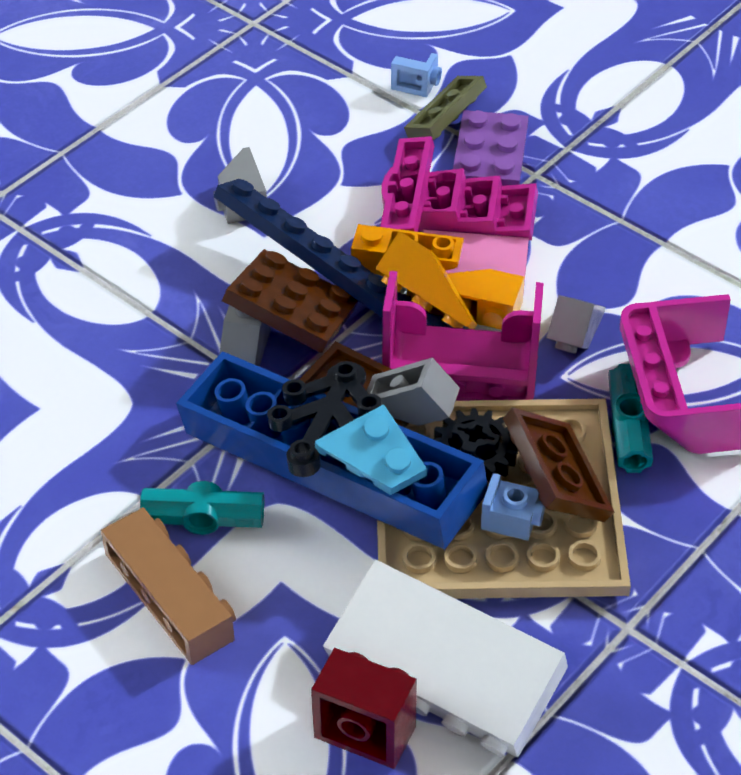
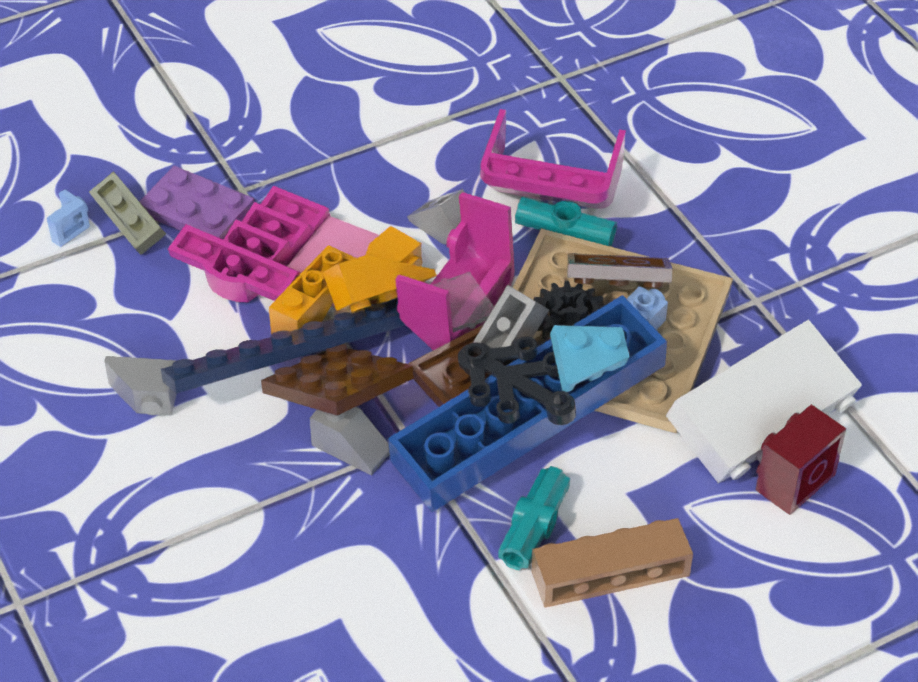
camera: 70 degrees left, 0 degrees up
(446, 345) = (467, 301): none -> clear piece

